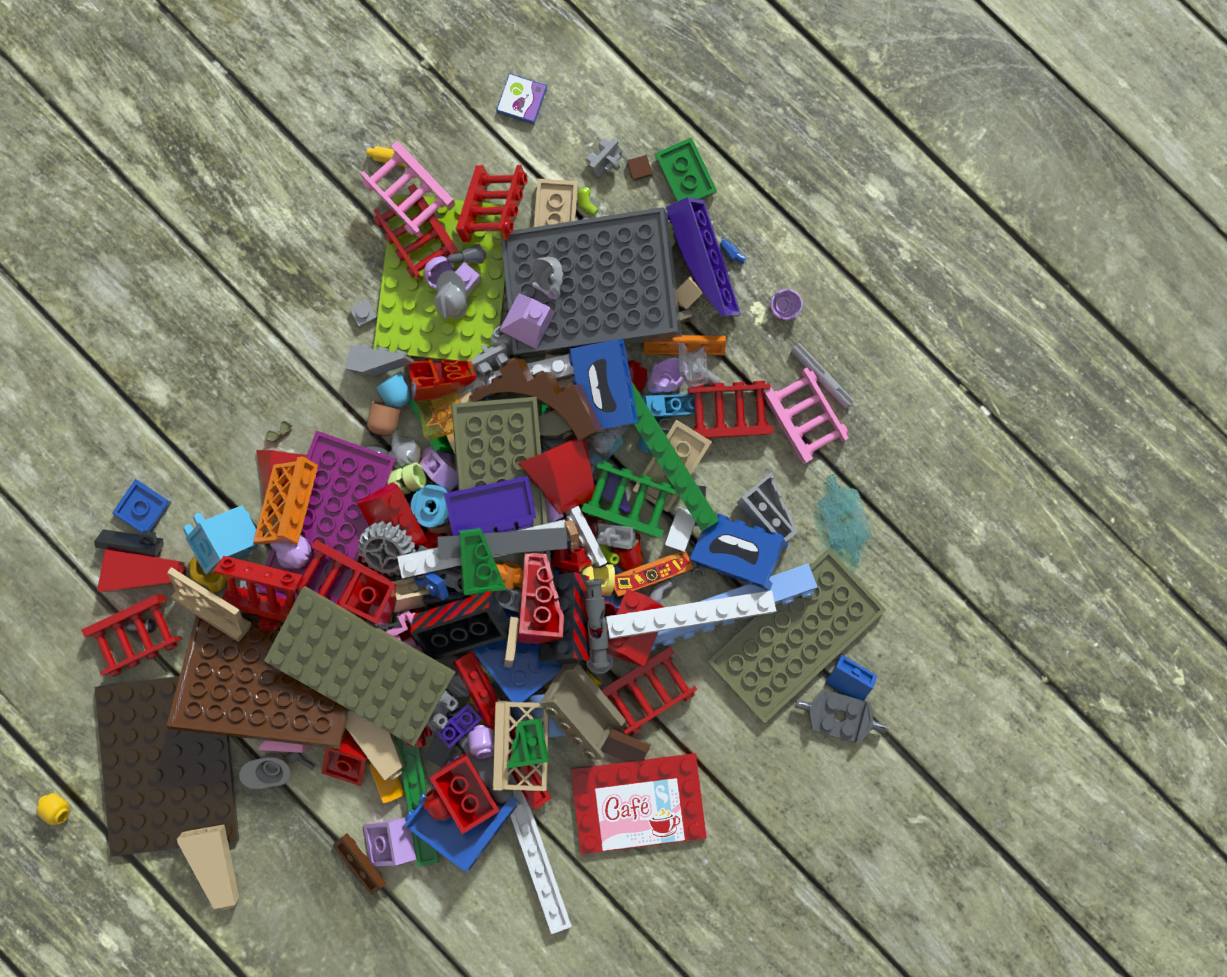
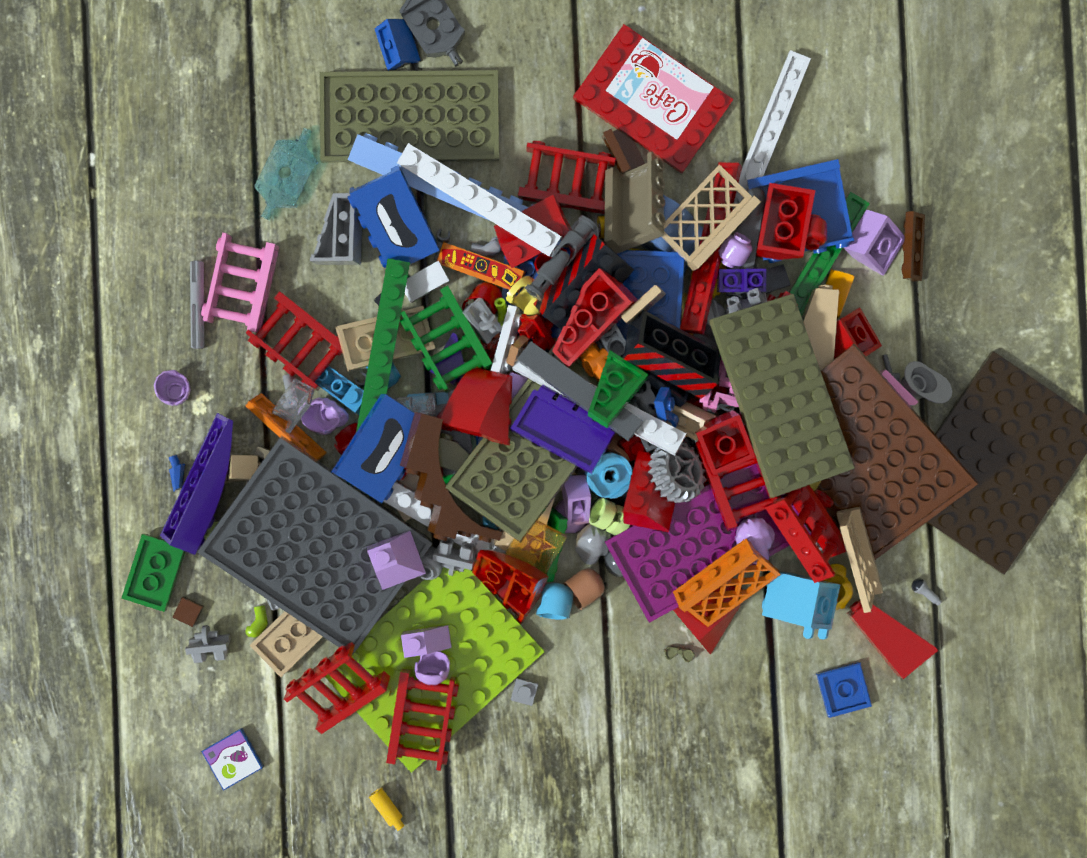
camera: 135 degrees left, 5 degrees up
(116, 623) = (944, 610): red fence -> none
(143, 544) = (869, 657): black hinge -> none
(212, 864) = (1030, 349): tan slope -> none
(373, 362) = (552, 641): light grey slope -> none
(414, 170) = (376, 773): bright pink fence -> none
(450, 295) = (440, 639): light grey piece -> none
(473, 254) = (391, 658): dark grey cone -> none
(529, 745) = (701, 210): green wing -> none
(548, 276) = (345, 579): light grey hair -> none

